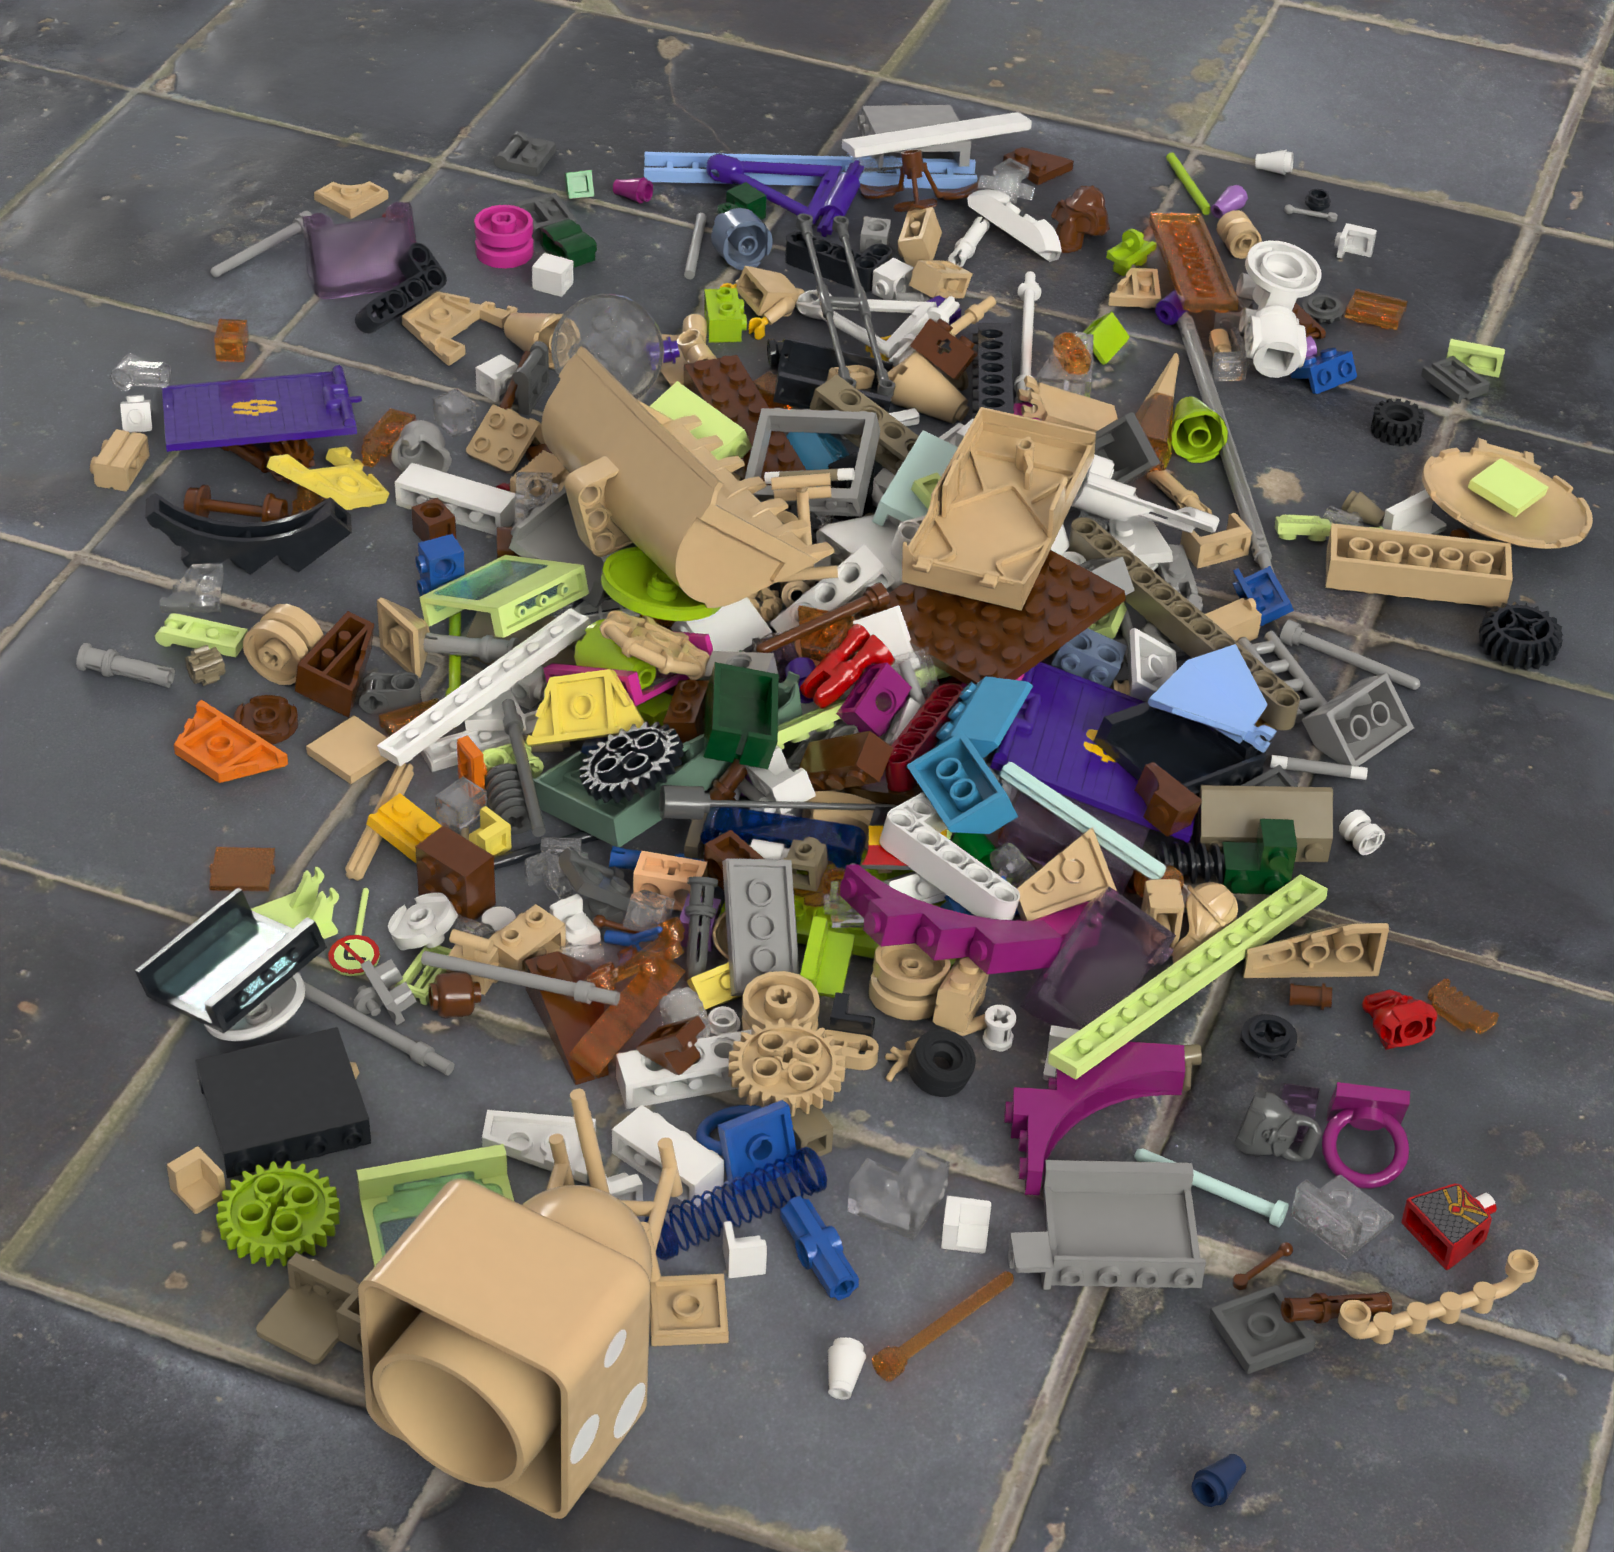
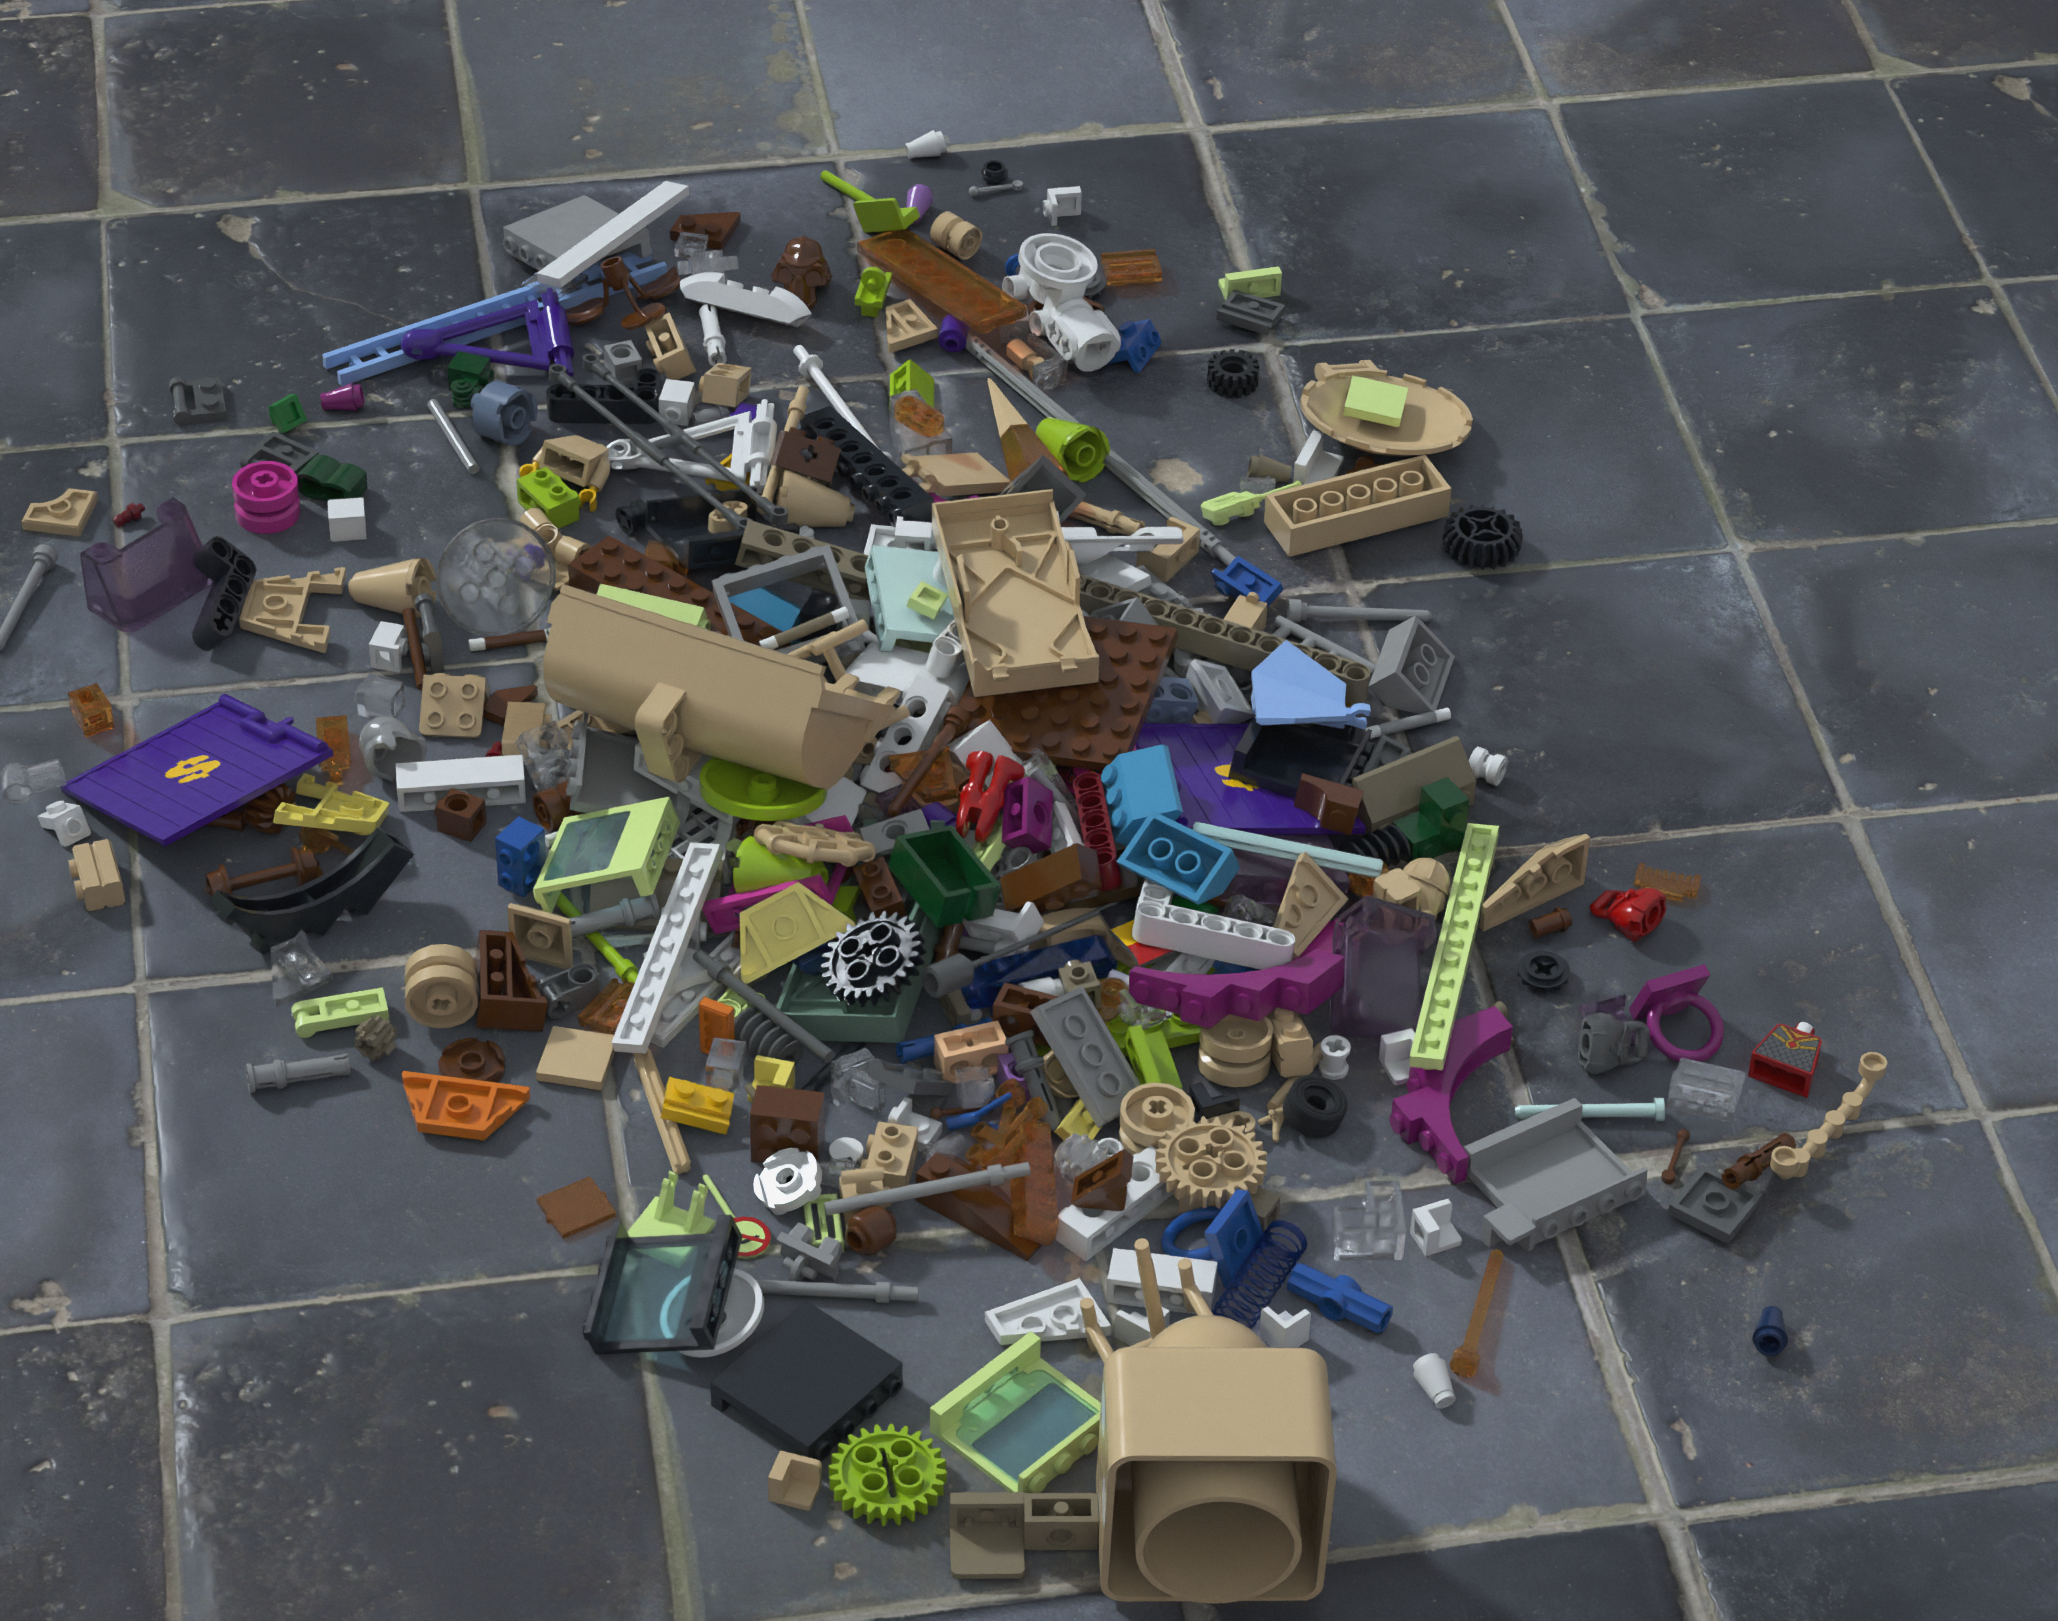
camera: 30 degrees left, 0 degrees up
(1184, 198) = (884, 215): none -> lime panel

